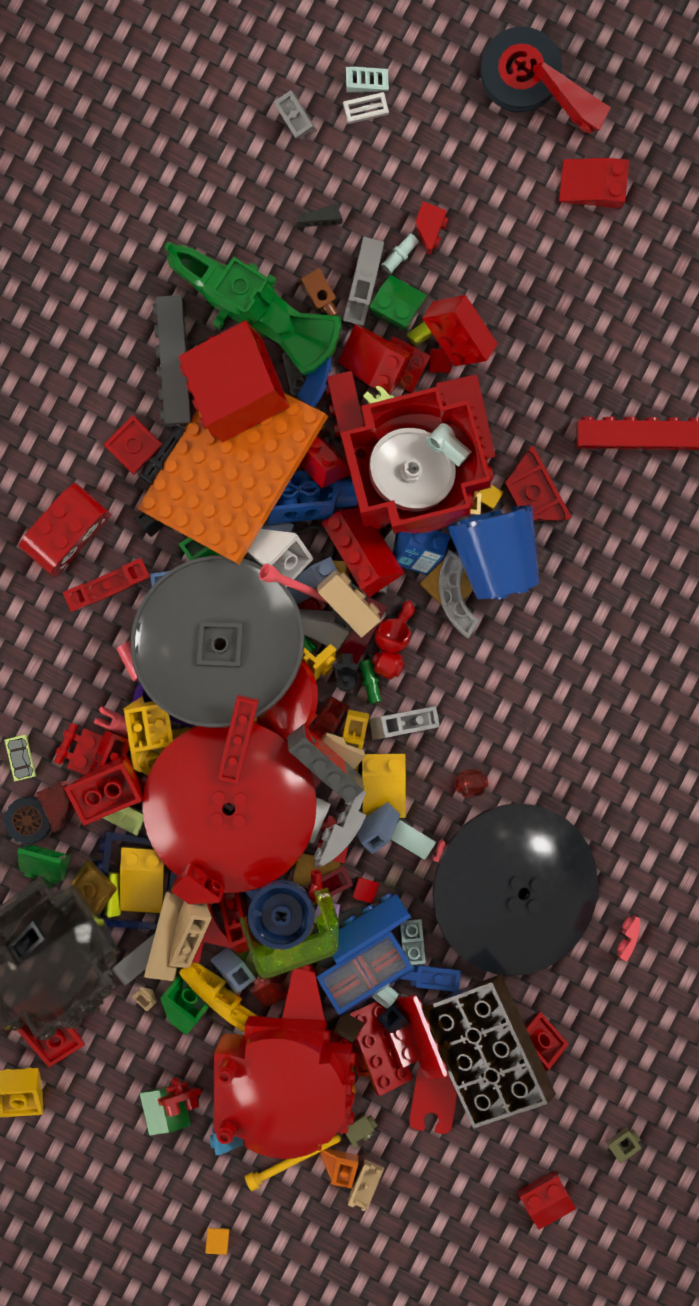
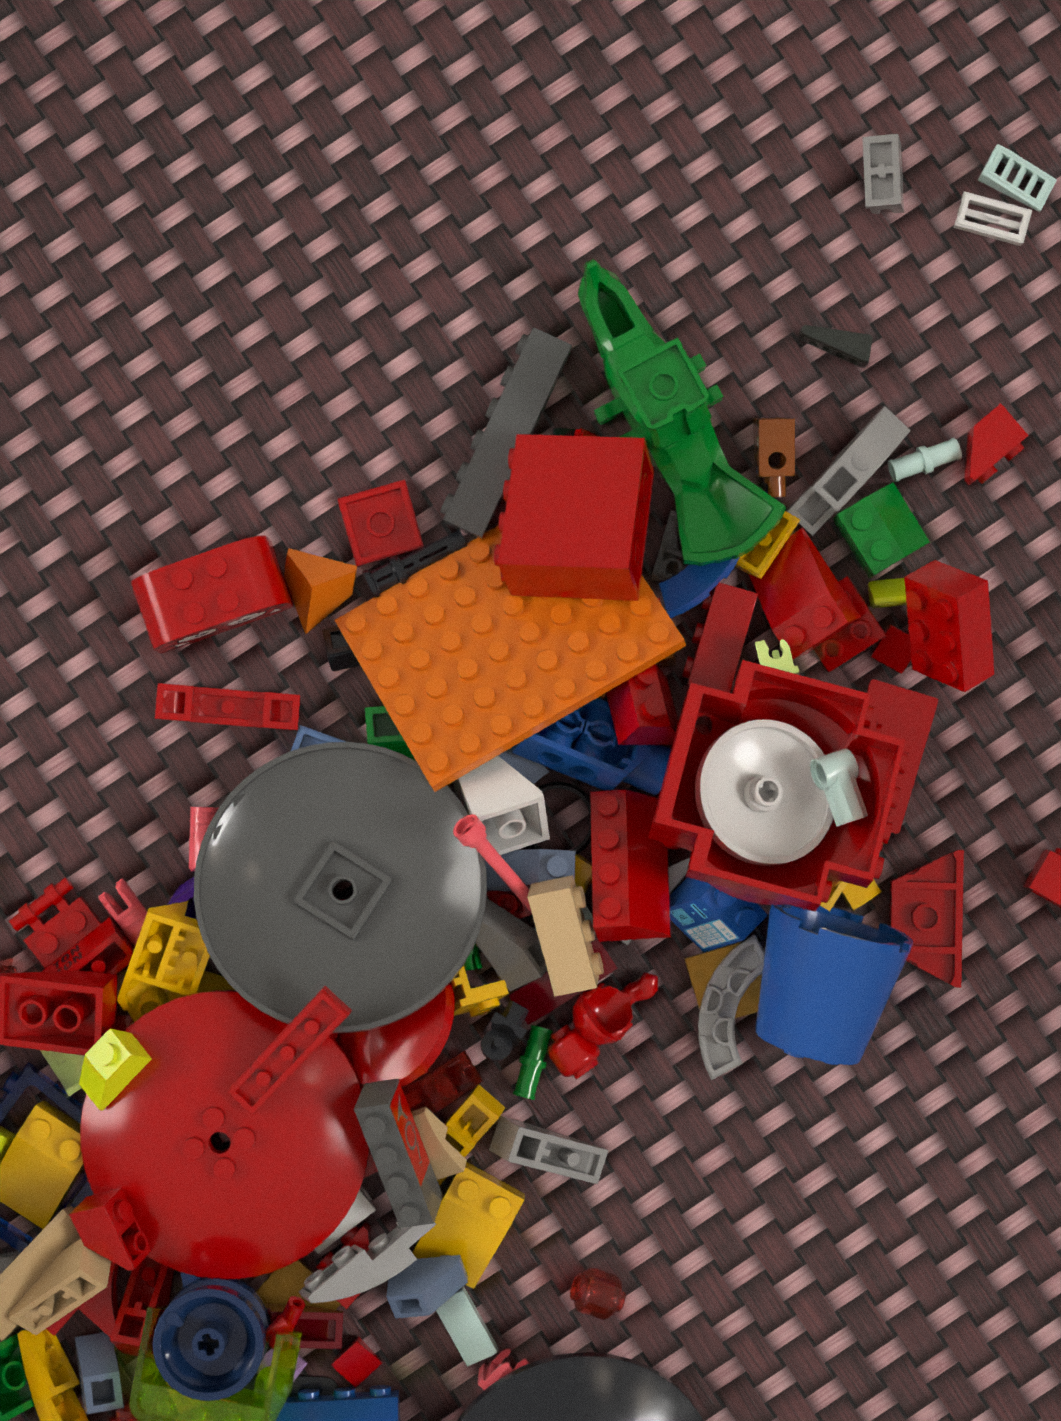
camera: 30 degrees right, 0 degrees up
(118, 495) = (317, 585): none -> orange slope
(149, 802) = (111, 1066): none -> neon yellow slope
(342, 350) = (760, 558): none -> yellow slope

